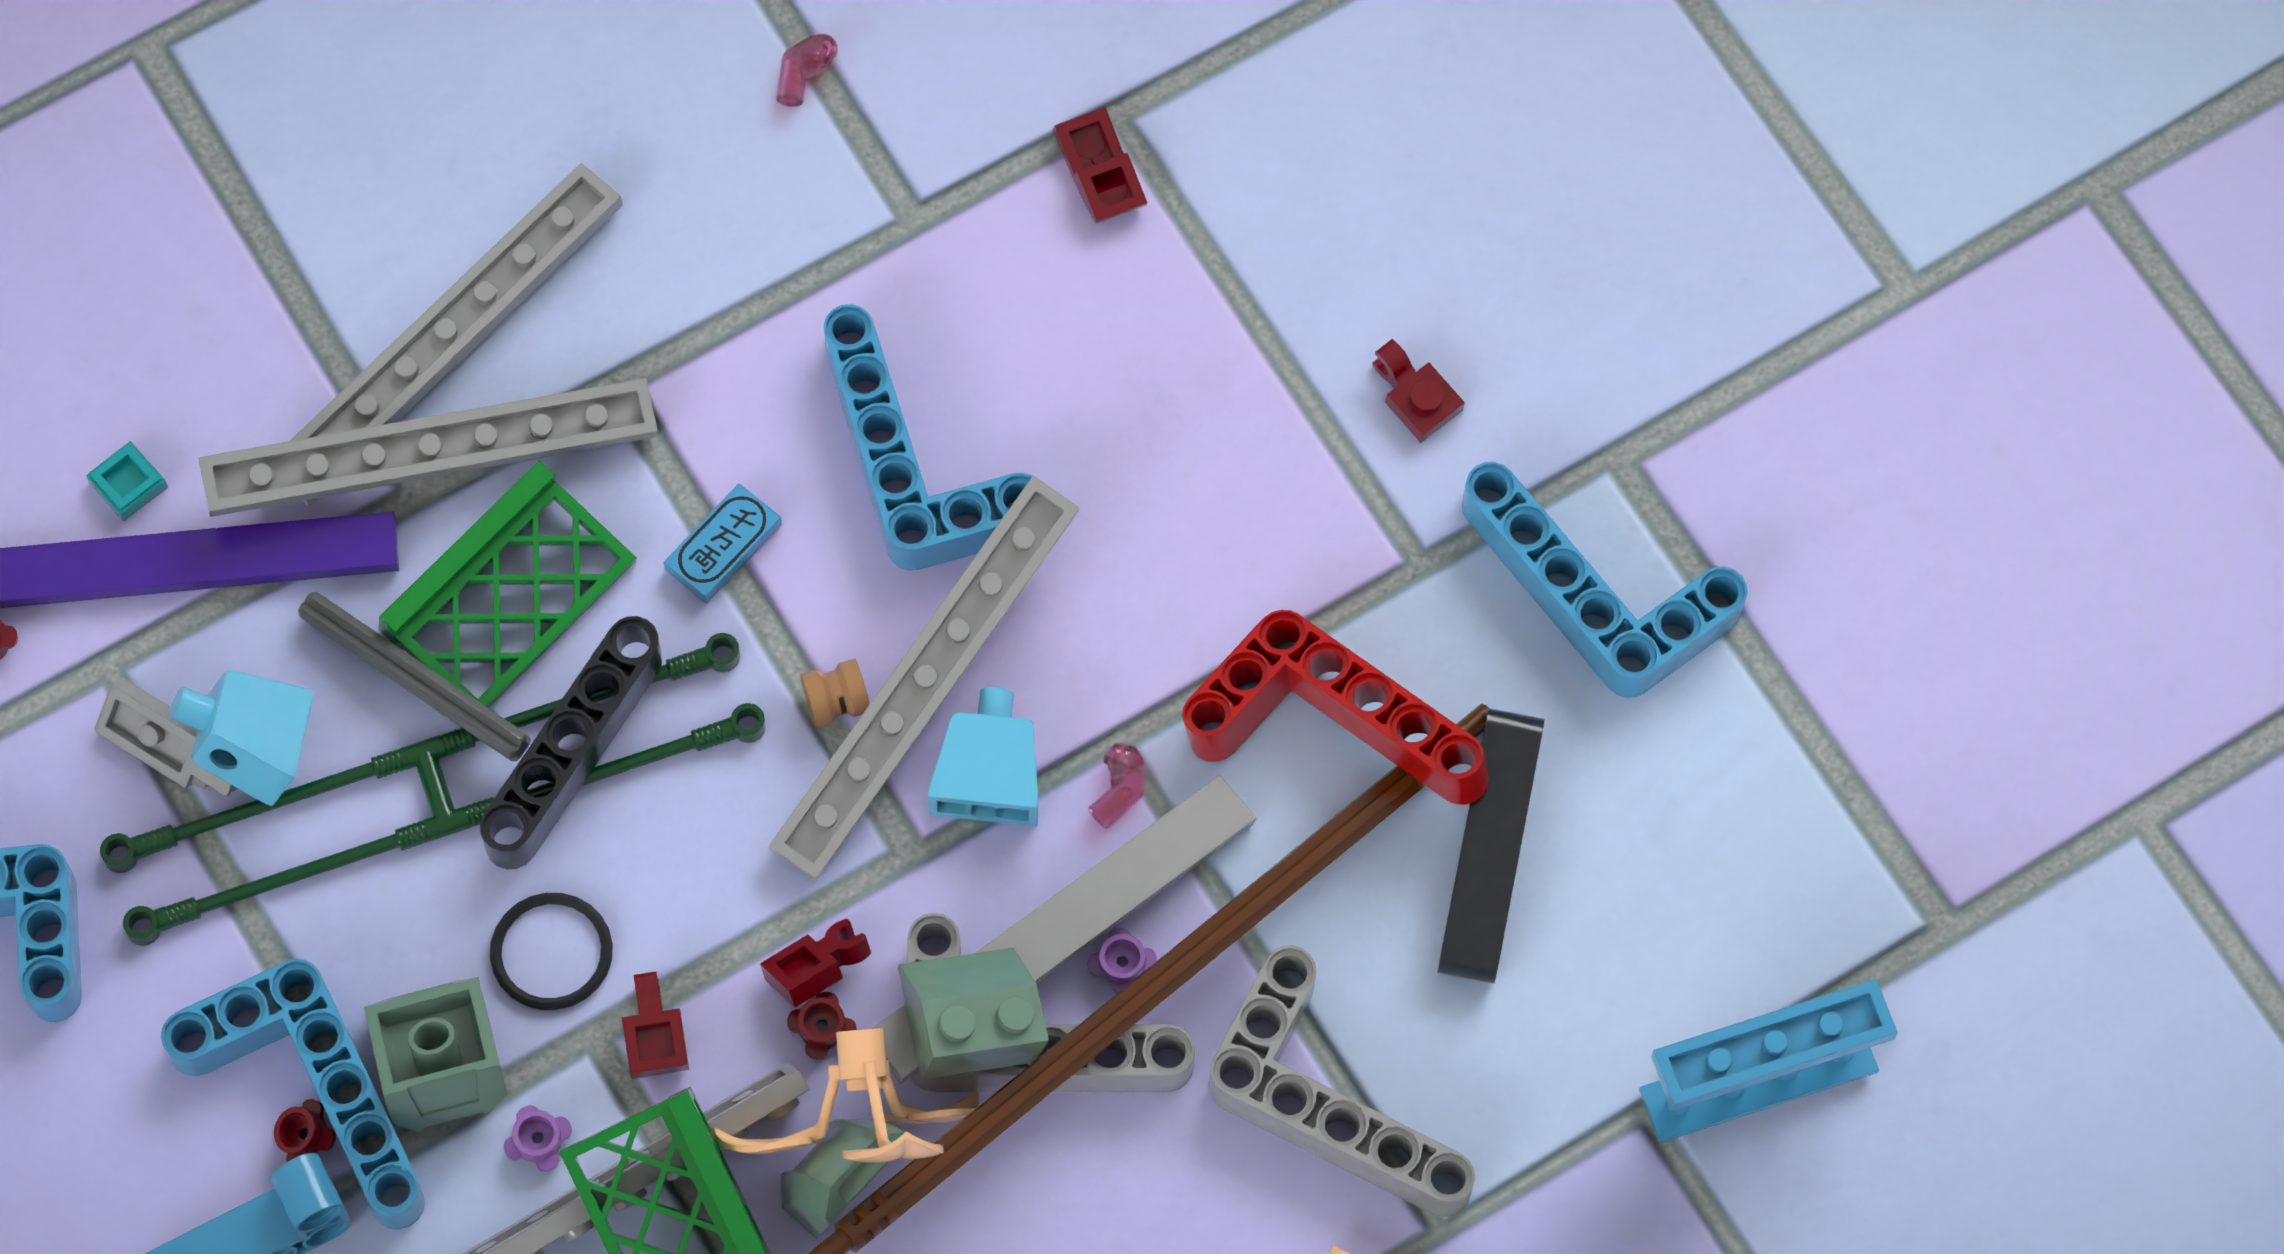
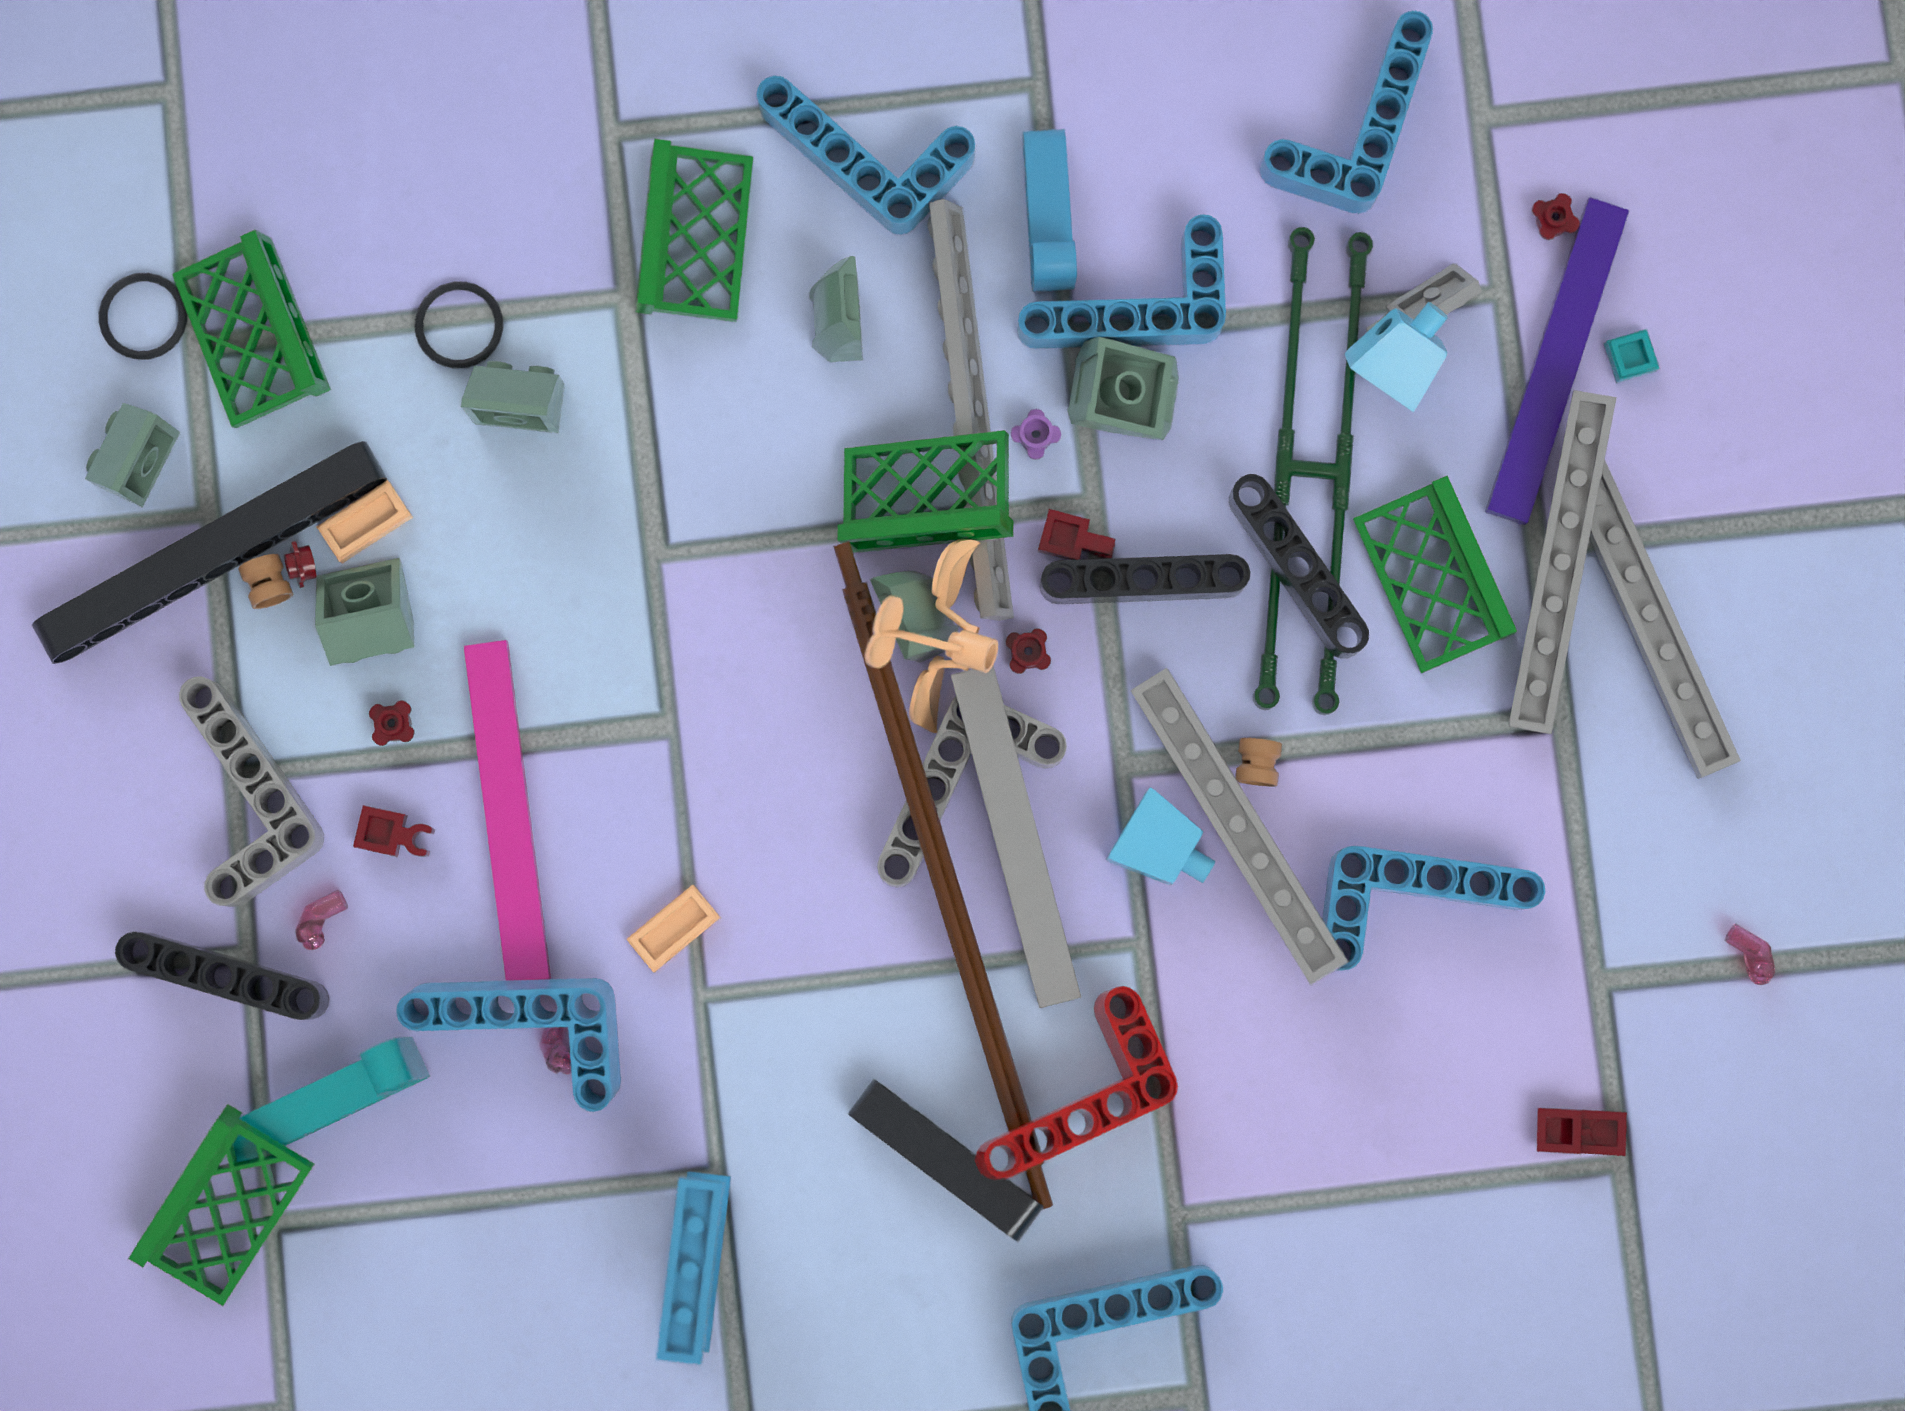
camera: 115 degrees right, 15 degrees up
(293, 1124) = (1106, 283): dark red plate -> none
(414, 676) = (1397, 485): dark grey axle -> none
(559, 1002) = (1166, 537): black tyre -> none
(673, 948) = (1163, 569): none -> black beam
(722, 543) = (1406, 736): dark azure tile -> none
(812, 966) = (1071, 657): dark red plate -> none
(973, 1012) = (975, 741): sand green slope -> none
(1119, 945) = (976, 881): medium lavender plate -> none
(1126, 781) = (1105, 931): clear pink arm -> none
(1322, 1104) = (816, 953): light grey beam -> none
(1419, 398) = (1300, 1277): dark red plate -> none

